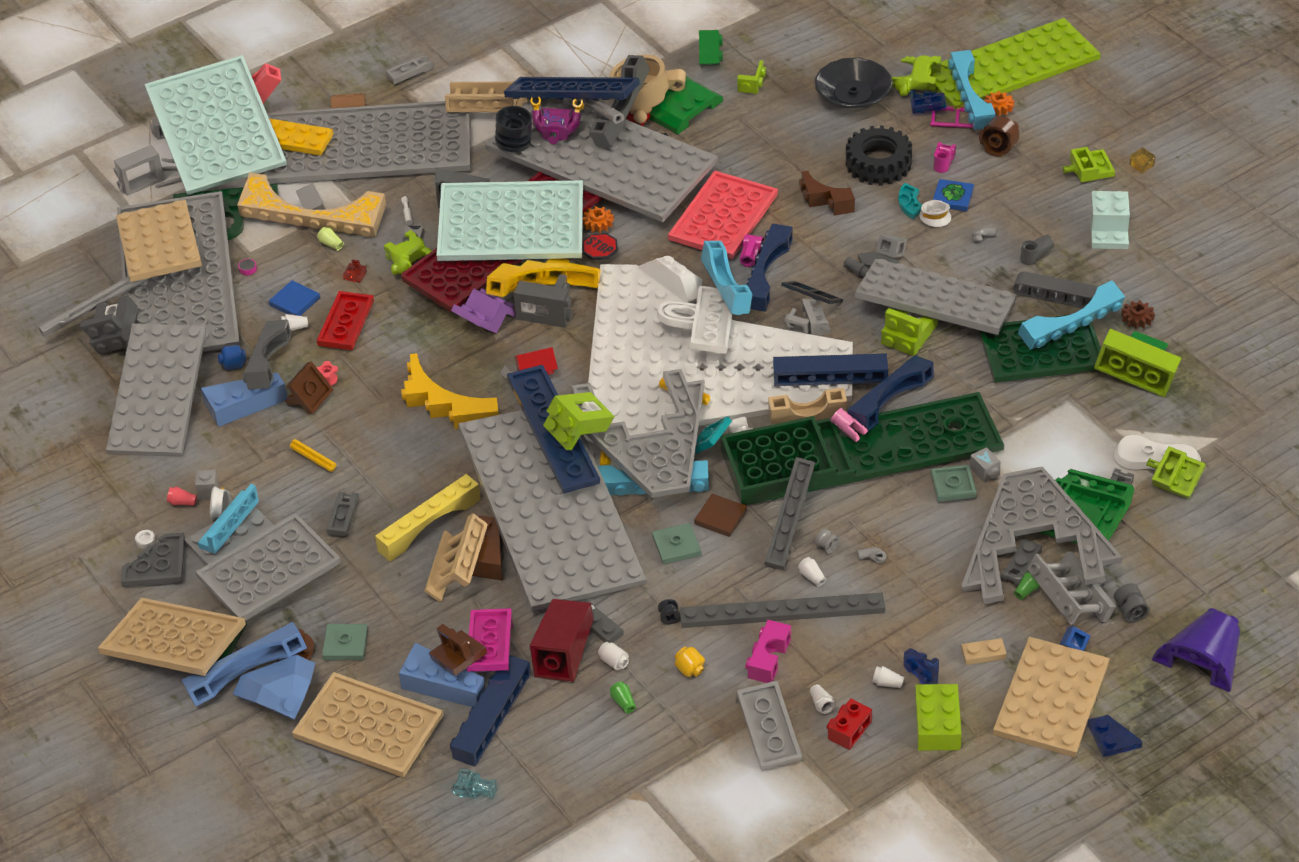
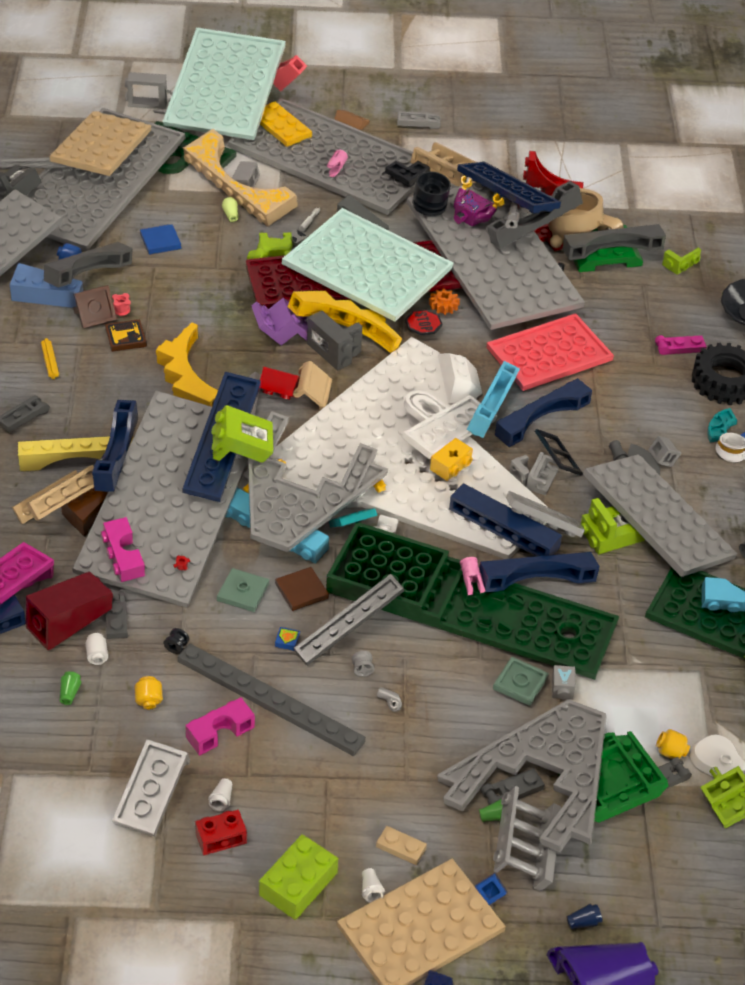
camera: 30 degrees right, 0 degrees up
(247, 266) = (153, 198): tile -> none
(296, 322) = (141, 255): white cone -> none
(345, 320) = (178, 273): red plate -> none
(354, 271) = (224, 243): clear red tile -> none
(356, 398) = (125, 335): none -> tile
(386, 146) = (337, 162): none -> bright pink hinge
(457, 124) = (405, 174): none -> black plate
(487, 505) = (108, 468): none -> dark blue arch
(565, 348) = (314, 384): none -> tan piece
(575, 575) = (126, 564): none -> dark pink arch
(585, 67) = (540, 177): none -> red arch
(615, 549) = (181, 563): none -> red piece
(710, 47) = (668, 215): green brick -> none
(712, 74) = (642, 237): none -> dark grey arch
(741, 344) = (451, 459): none -> yellow brick
(749, 558) = (287, 638): none -> tile
(751, 248) = (545, 387): dark pink piece -> none
(783, 409) = (436, 533): tan arch -> none
(811, 570) = (324, 680): white cone -> none
(816, 194) = (656, 390): reddish brown arch -> none
(818, 151) = (680, 345): none -> dark pink plate
(855, 346) = (540, 512): none -> light grey plate
(887, 678) = (292, 812): white cone -> none
(923, 668) = (327, 832): clear blue wing -> none
(993, 691) = (371, 886): none -> white cone
(1103, 462) = (672, 744): none -> yellow head
(1131, 602) = (572, 888): dark grey wheel -> none
(1157, 616) = (585, 917): none -> dark blue cone

